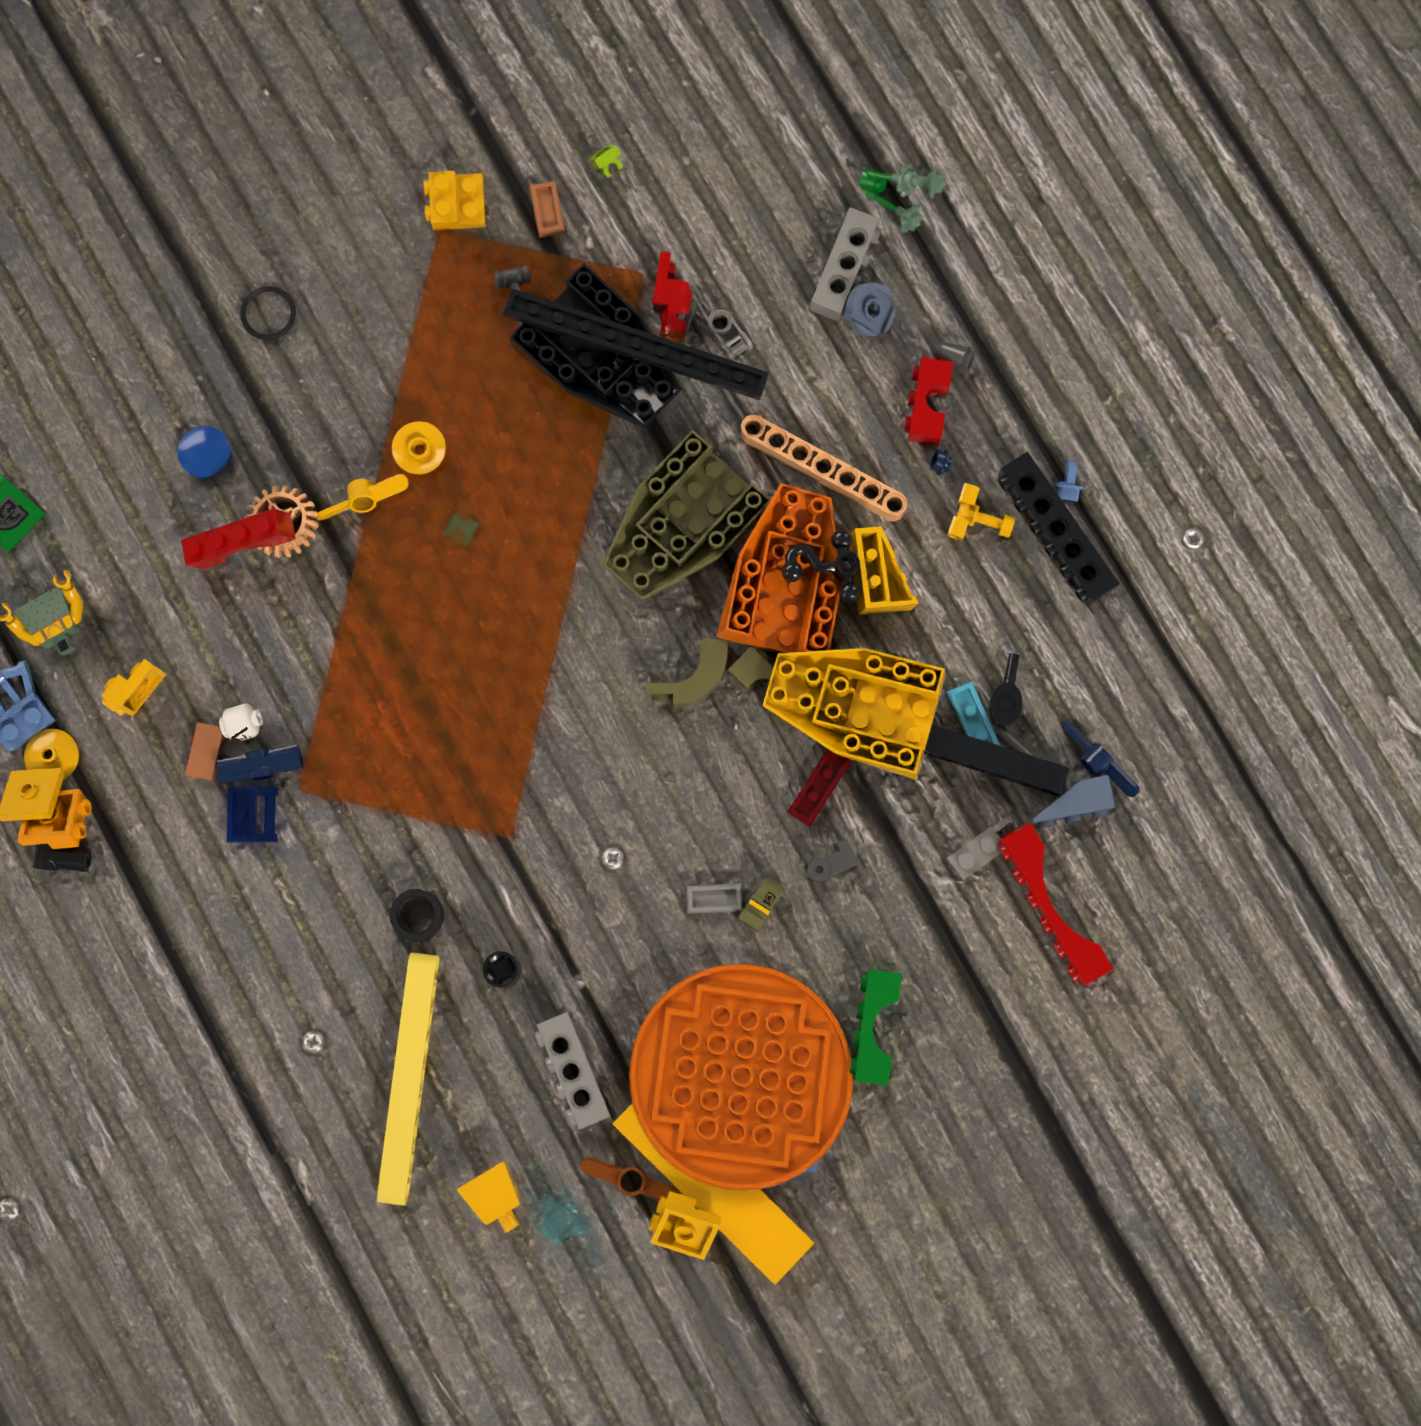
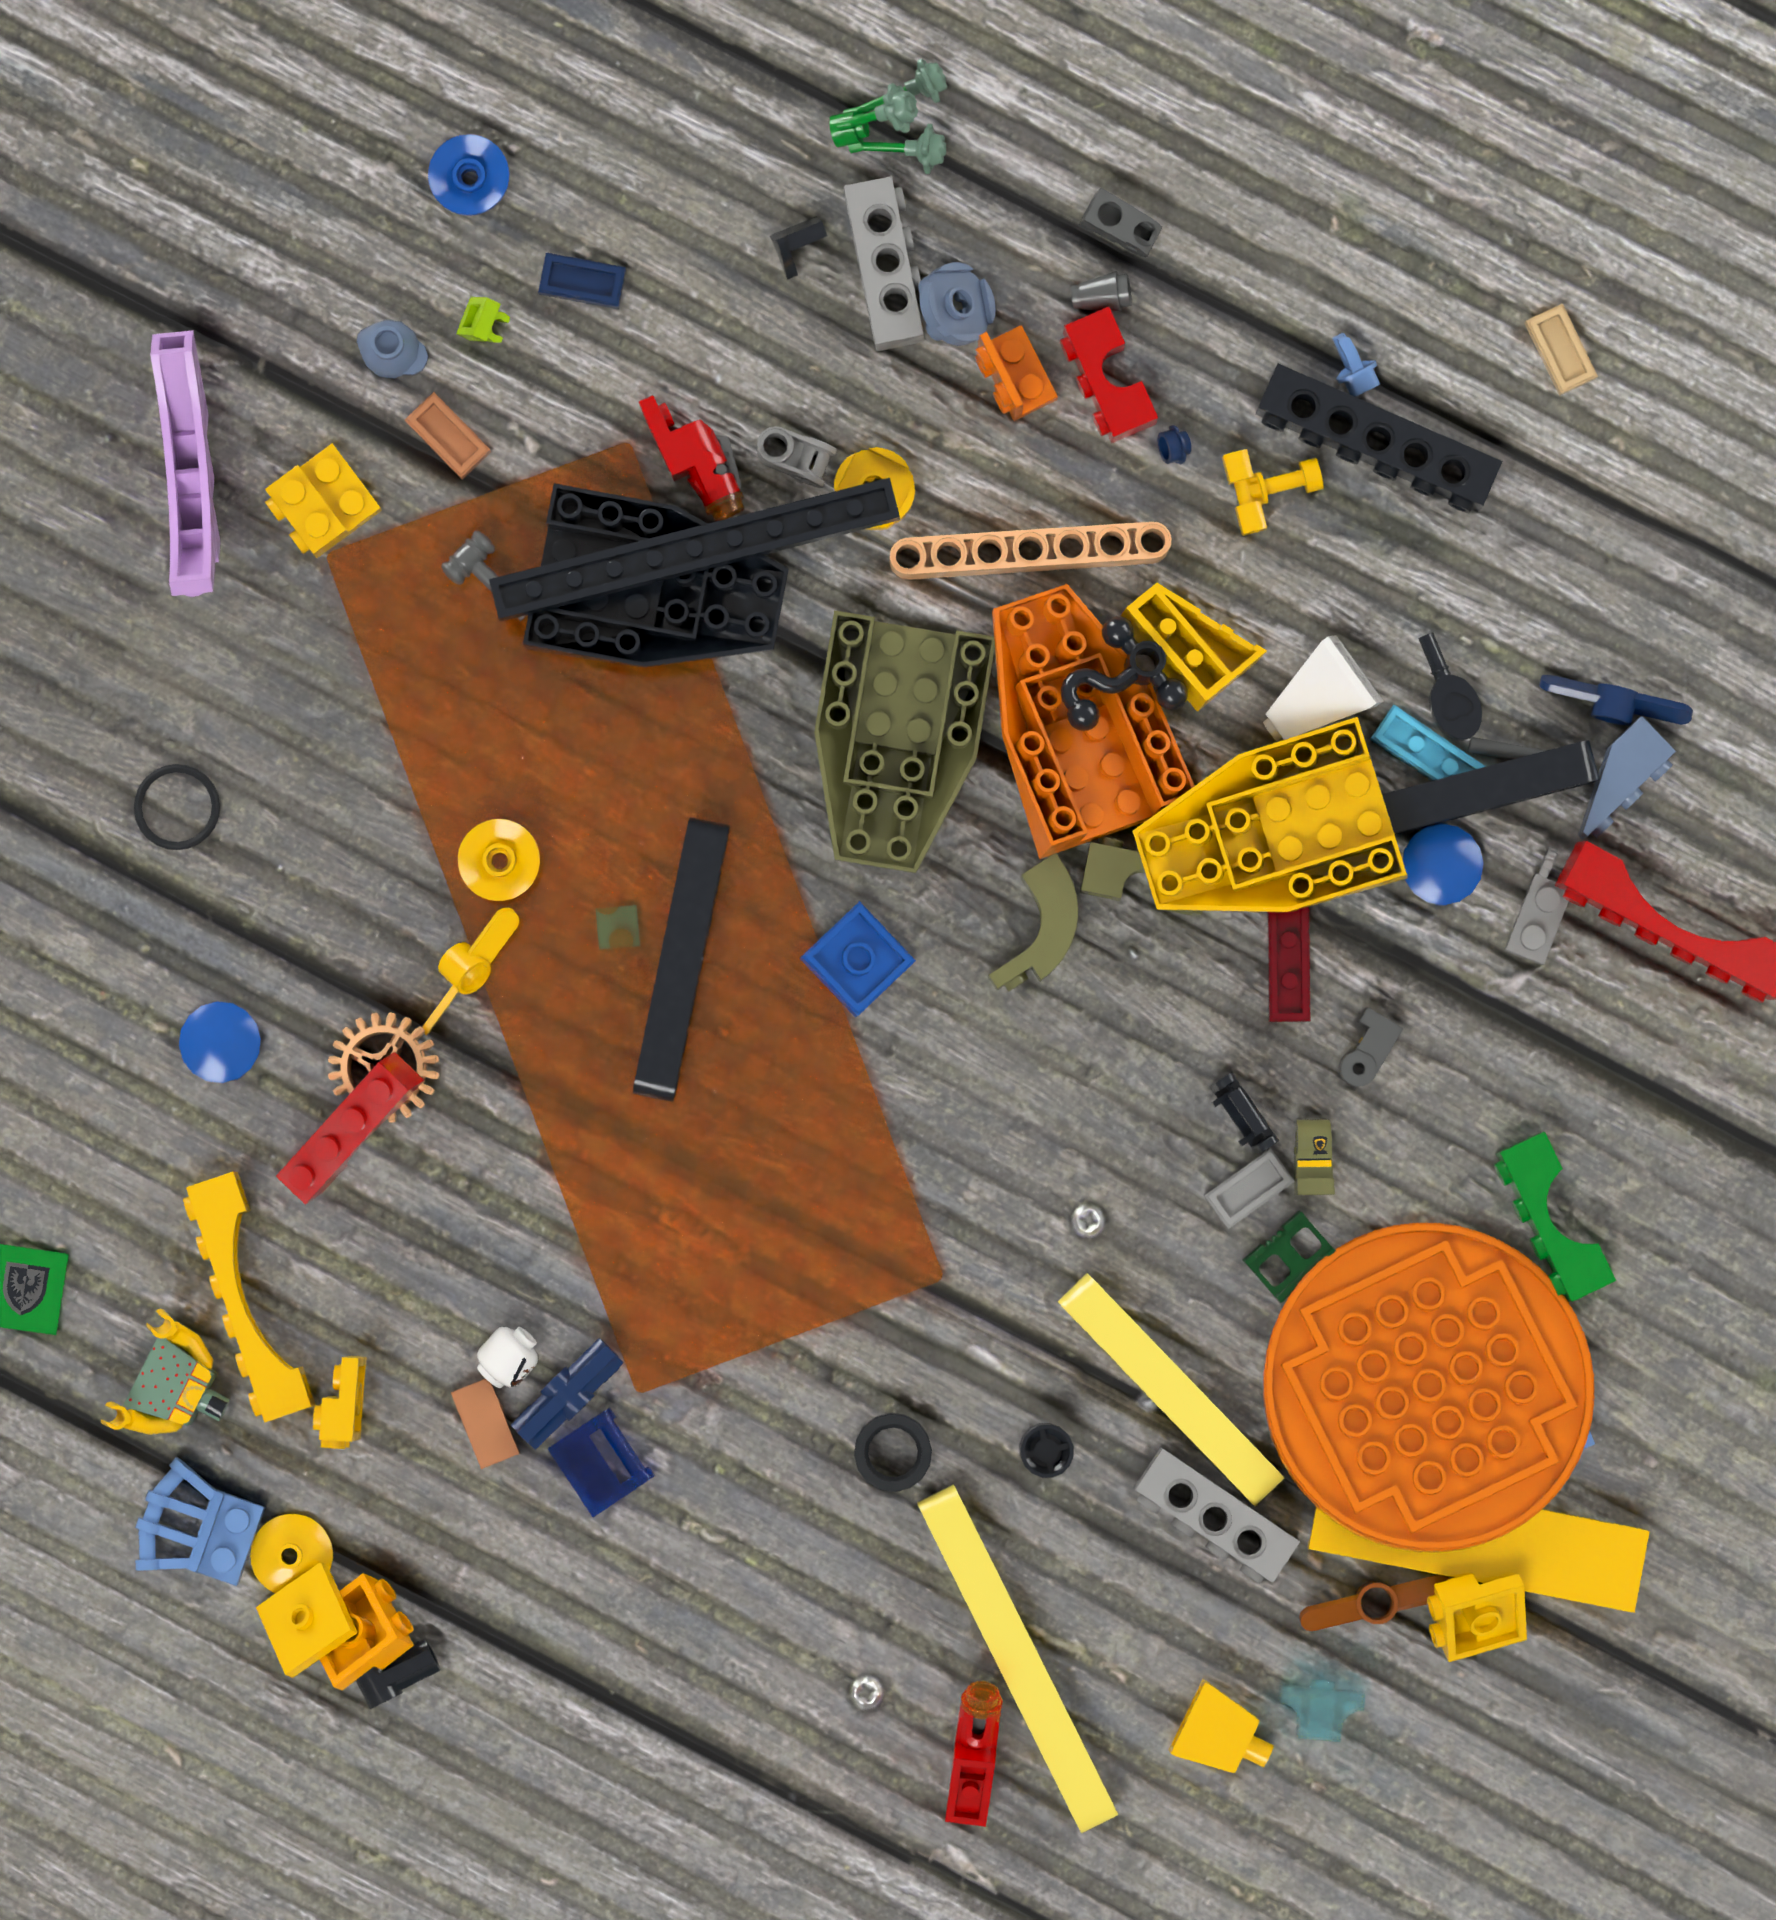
camera: 35 degrees left, 5 degrees up
(138, 543) = (219, 1211): none -> yellow arch
(346, 1116) = (974, 1755): none -> red plate
(393, 140) = (187, 463): none -> lavender arch
(481, 566) = (681, 959): none -> black beam
(548, 145) = (391, 349): none -> sand blue piece
(580, 629) = (857, 959): none -> blue tile
(595, 983) = (1171, 1389): none -> light yellow beam
(650, 67) = (465, 155): none -> blue dish
(674, 173) = (582, 281): none -> dark blue tile
(711, 947) = (1281, 1246): none -> dark green piece
(737, 851) = (1243, 1113): none -> black container
(775, 383) = (878, 464): none -> yellow plate
(805, 220) = (794, 238): none -> black tile
(879, 369) = (1016, 371): none -> orange bracket
(937, 645) = (1321, 693): none -> white slope
(941, 787) = (1442, 864): none -> blue dish
(989, 323) = (1120, 223): none -> dark grey leg
(1192, 546) = (1561, 349): none -> tan tile

